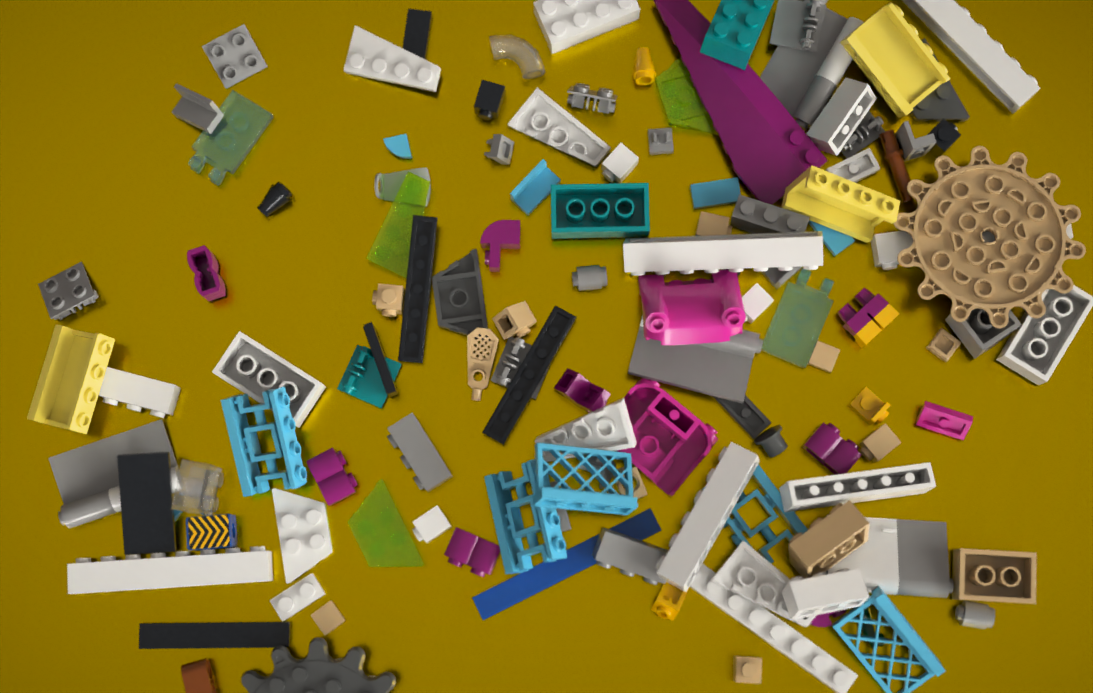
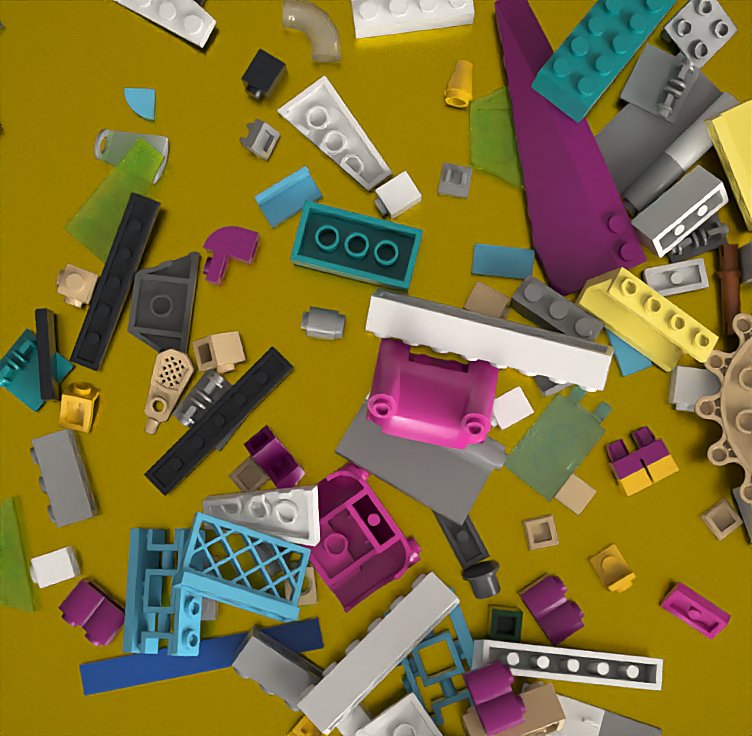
camera: 15 degrees right, 5 degrees up
(415, 394) = (77, 406): none -> yellow bracket
(564, 411) = (249, 476): none -> tan tile
(604, 95) = (377, 95): light grey hinge -> none
(798, 468) = (504, 624): none -> dark green brick
(805, 393) = (540, 532): none -> tan tile
(809, 520) = (494, 697): none -> magenta brick
(879, 443) = (609, 617): tan brick -> none

